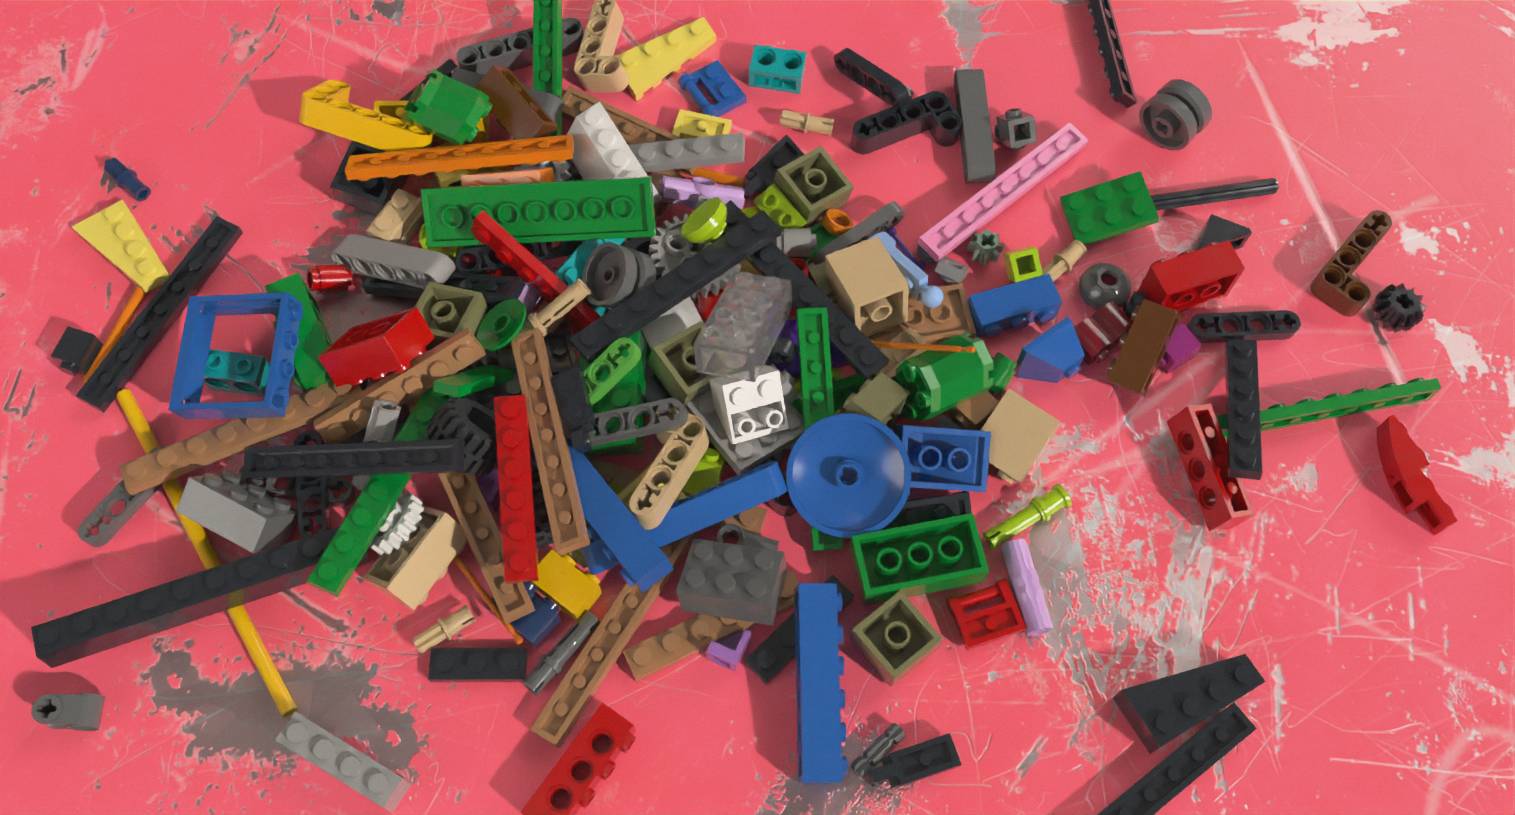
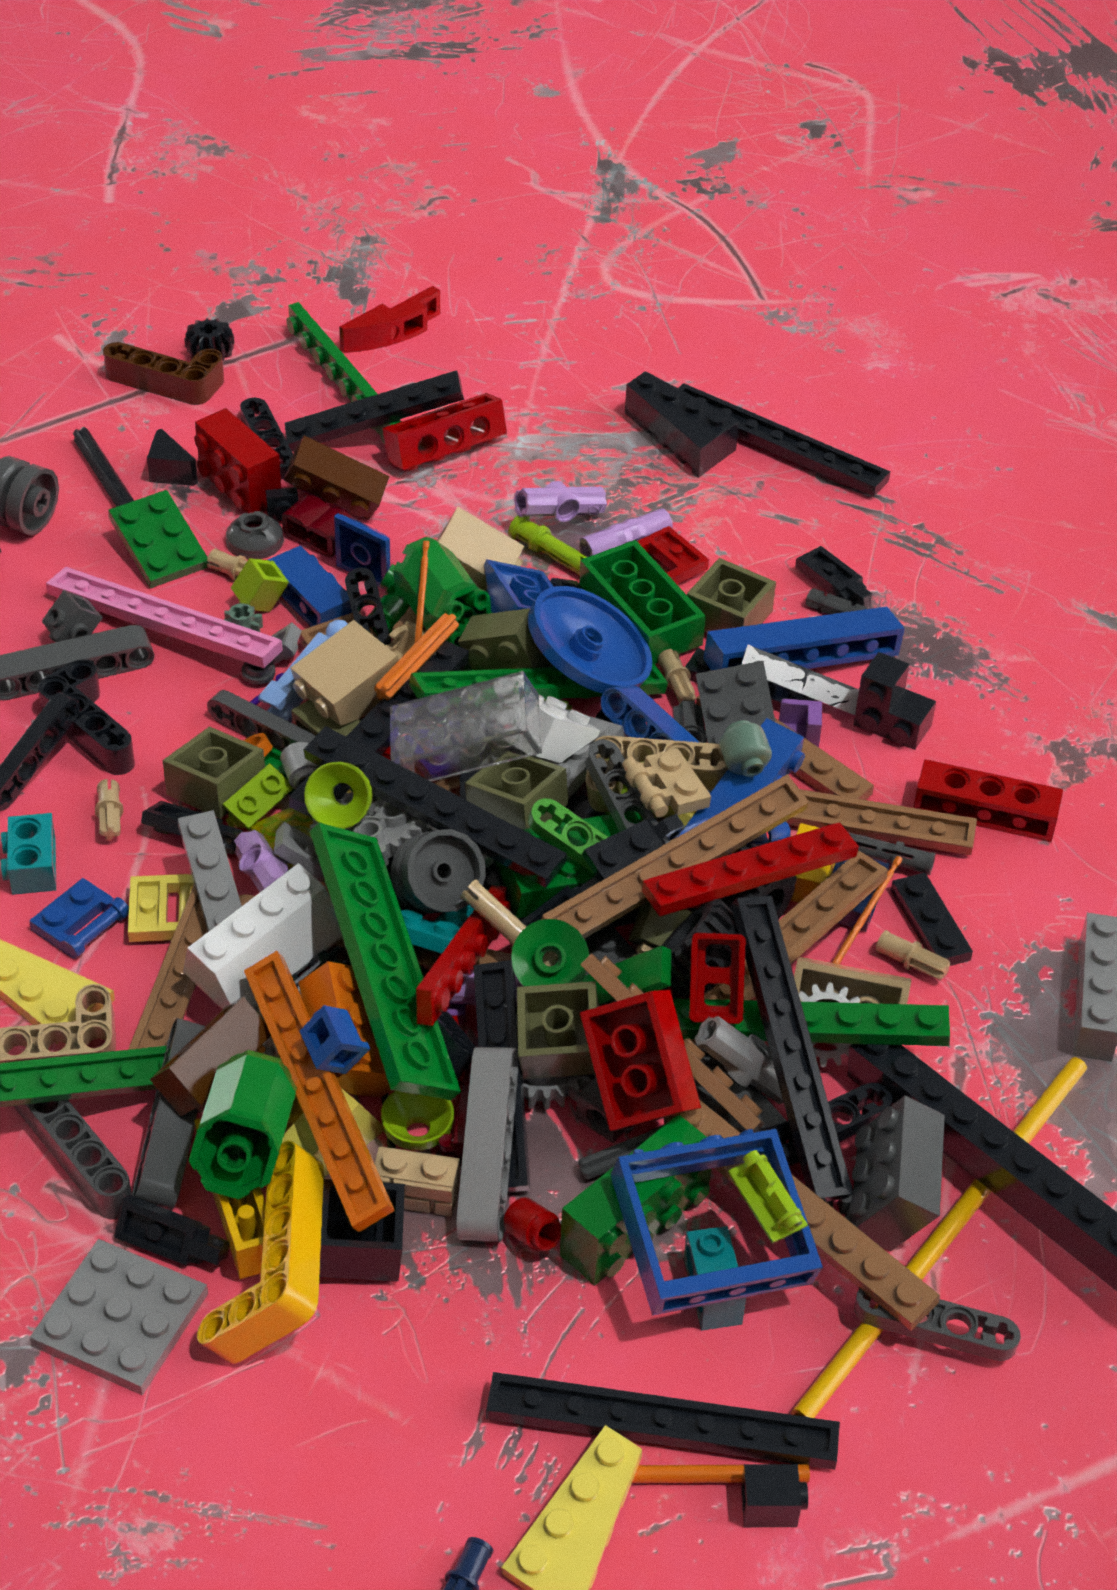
camera: 110 degrees left, 20 degrees down
(218, 383) = (767, 1197): none -> lime hinge
(388, 57) = (119, 1316): none -> light grey plate
(424, 411) = (703, 974): none -> red piece
(473, 159) = (333, 1040): none -> blue brick
(621, 458) = (674, 780): none -> tan plate
(625, 516) = (745, 748): none -> sand green head
(715, 733) = (888, 707): none -> black brick
(768, 660) = (804, 680): none -> white sticker
(821, 564) = (677, 675): none -> tan axle
(858, 326) = (416, 656): none -> orange axle
(979, 321) = (372, 597): none -> black beam
(1077, 535) = (560, 501): none -> lavender piece

